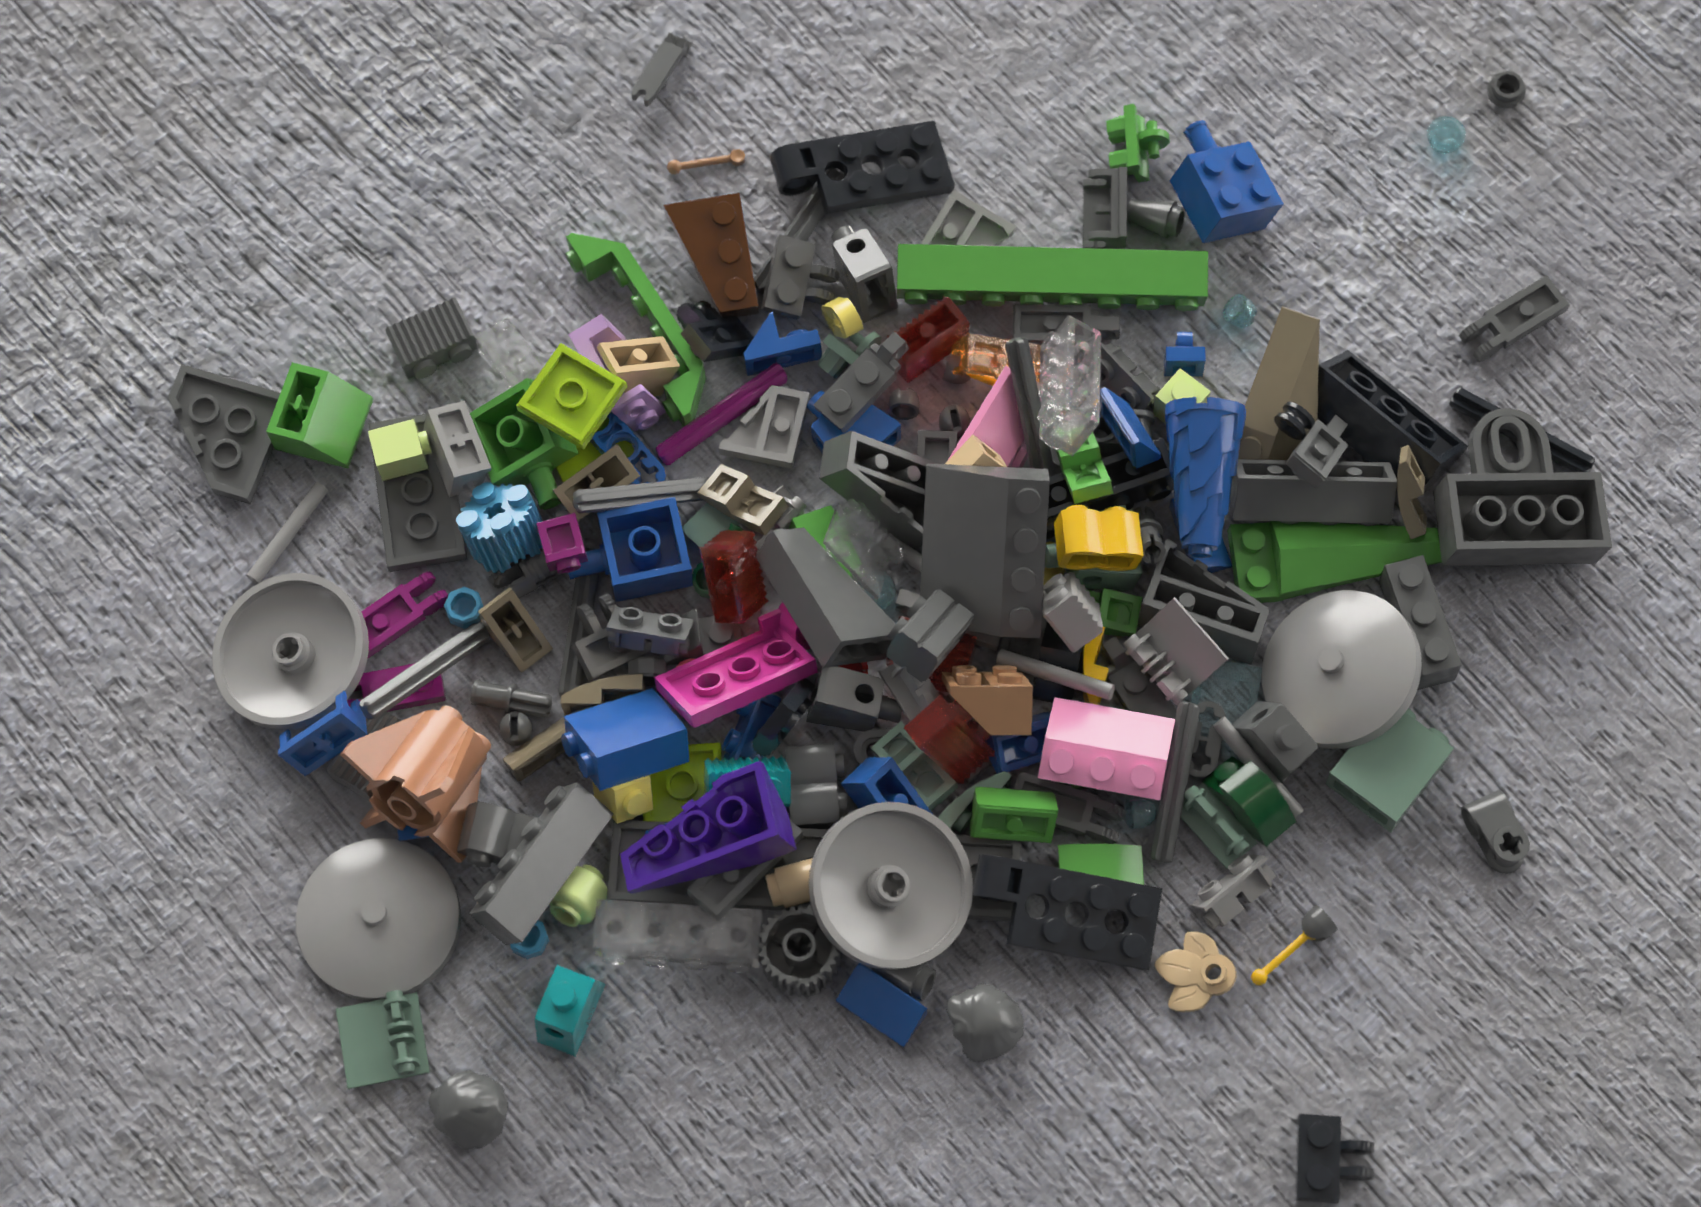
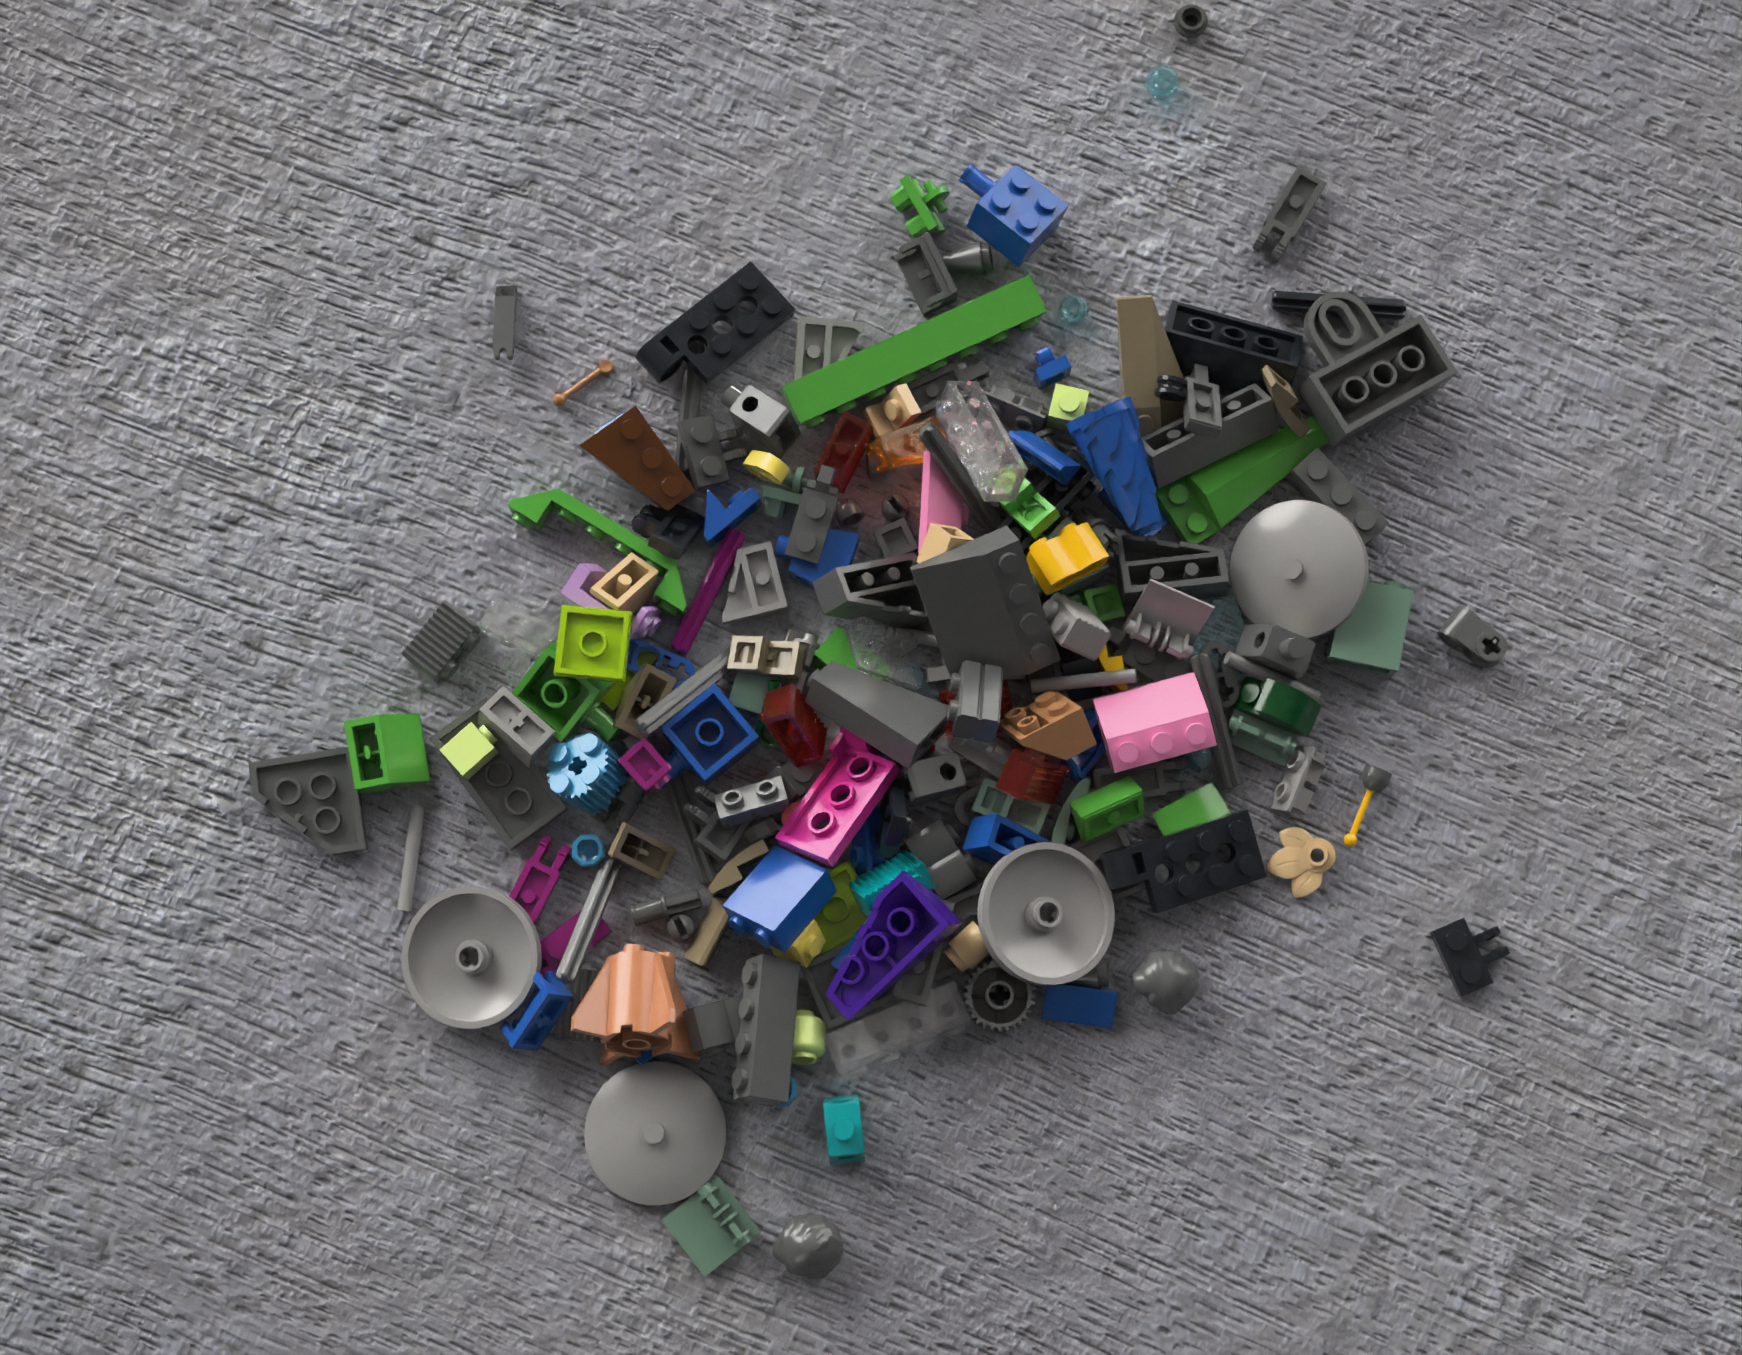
camera: 30 degrees left, 10 degrees up
(1005, 322) = (894, 412): none -> tan bracket

